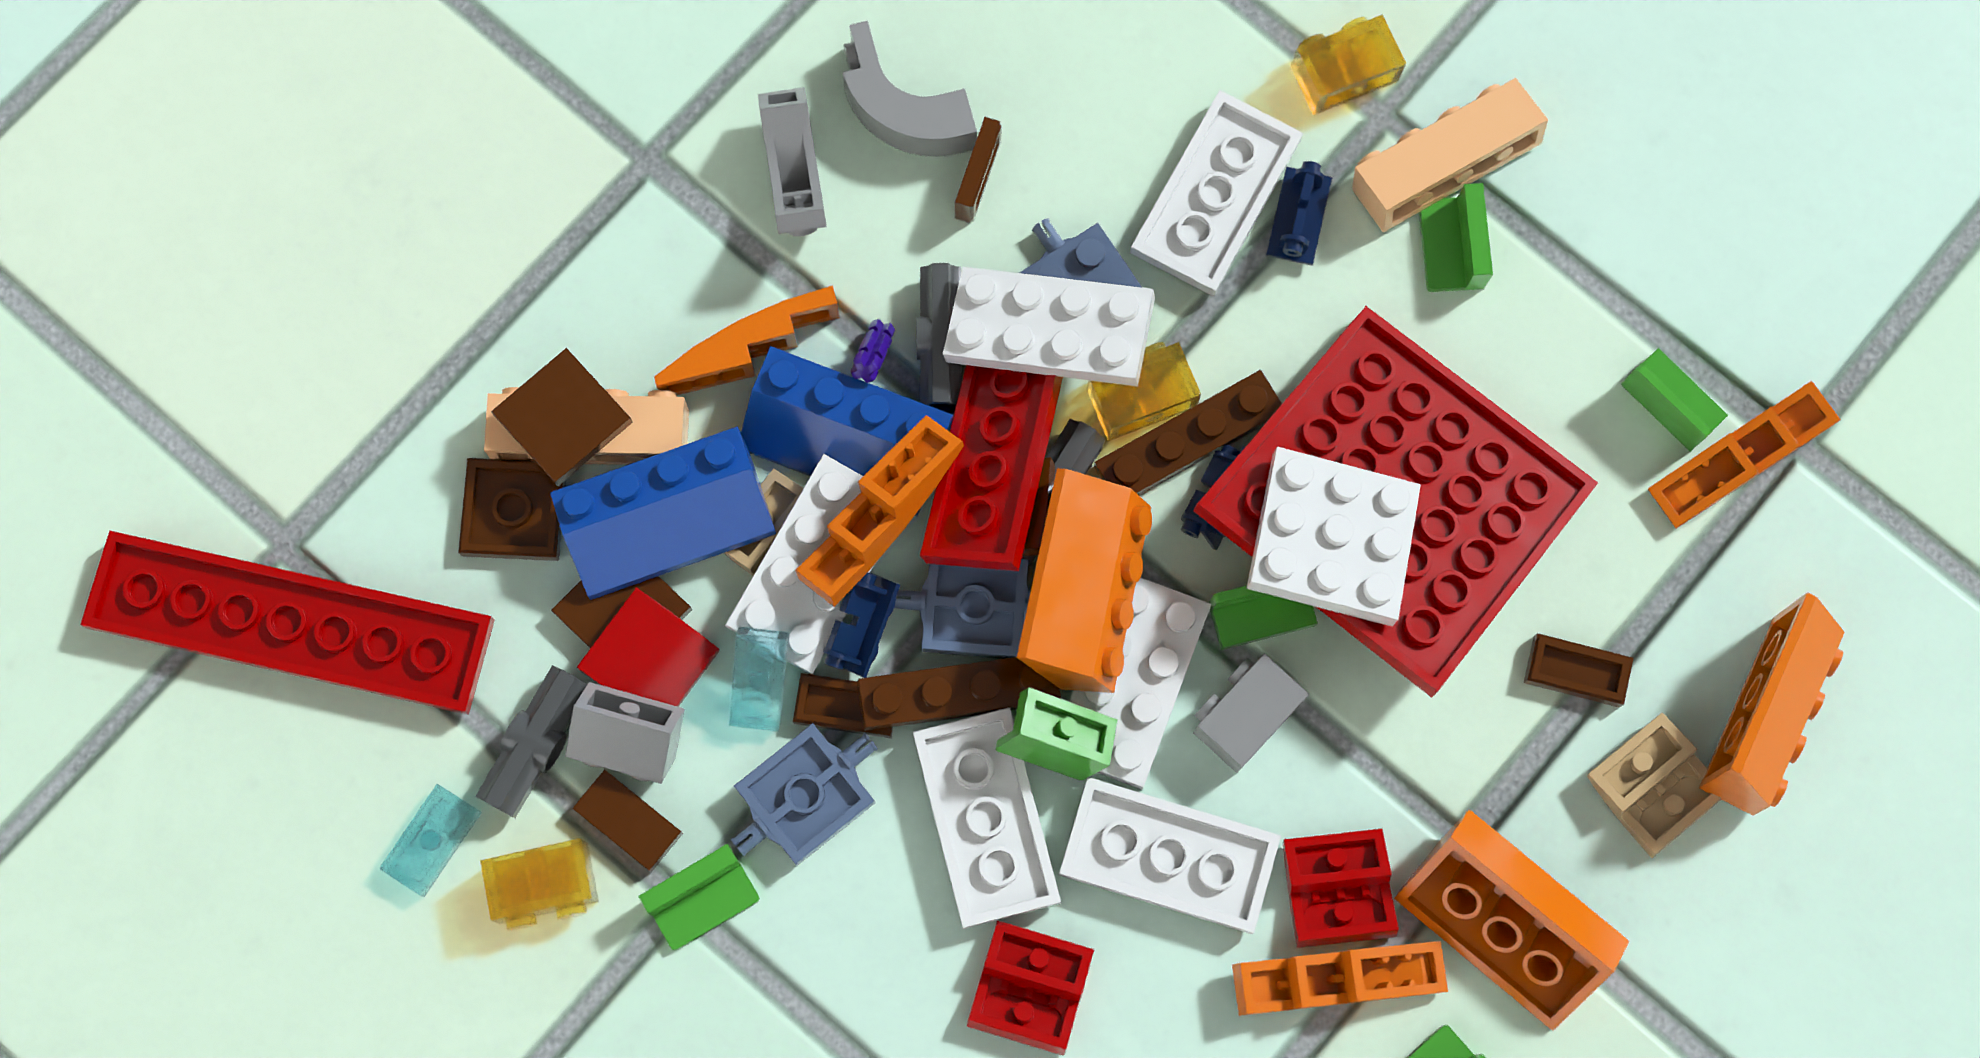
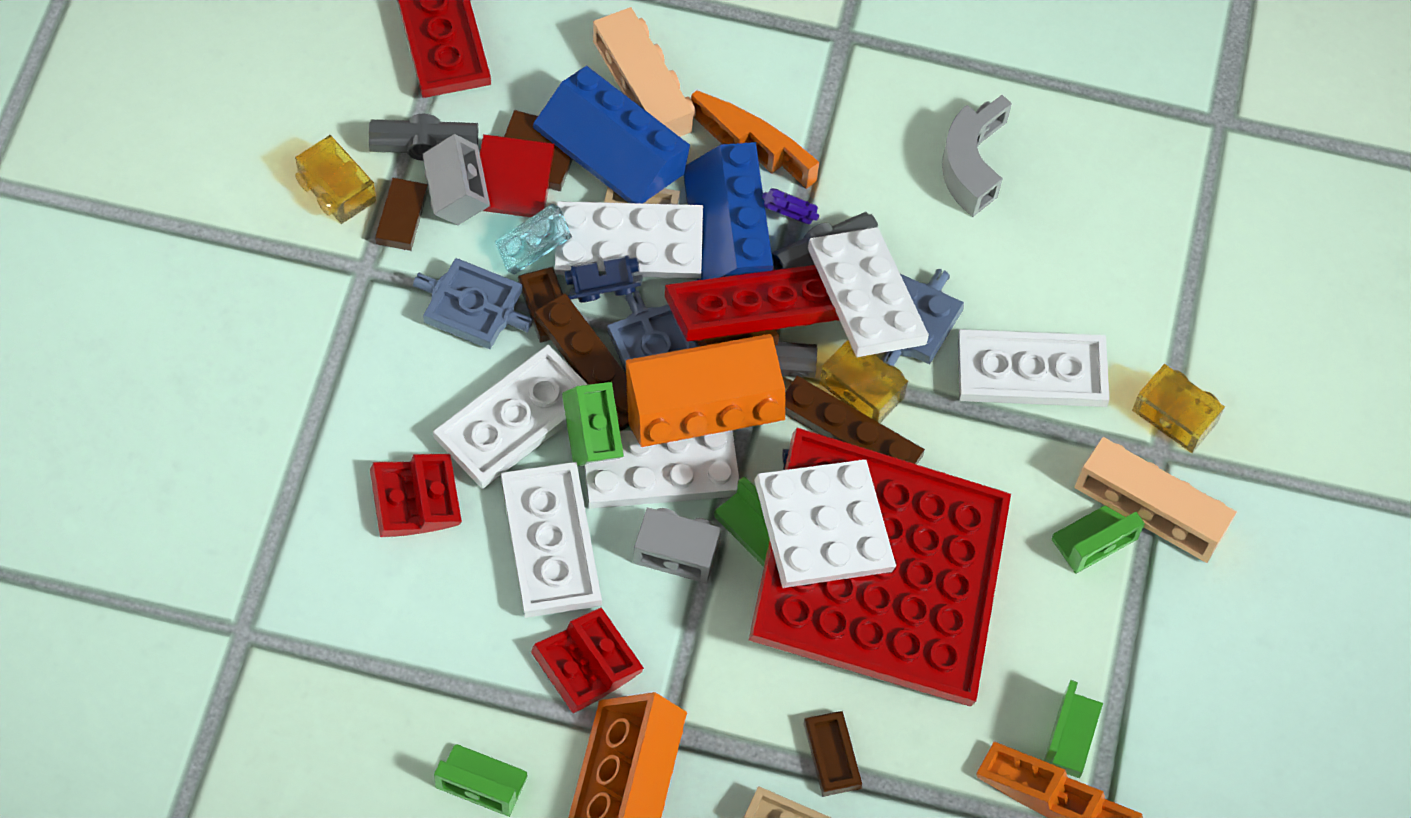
camera: 60 degrees right, 15 degrees down
(430, 840) = (331, 113): clear light blue plate -> none
(509, 511) = (564, 54): reddish brown tile -> none
(562, 416) = (638, 49): reddish brown tile -> none
(700, 897) = (374, 273): bright green panel -> none
(792, 162) = (889, 110): light grey arch -> none
(883, 509) = (696, 248): orange slope -> none
(978, 170) = (954, 217): reddish brown tile -> none
(1299, 214) = (1052, 428): dark blue hinge -> none
(1339, 978) = (523, 685): orange slope -> none

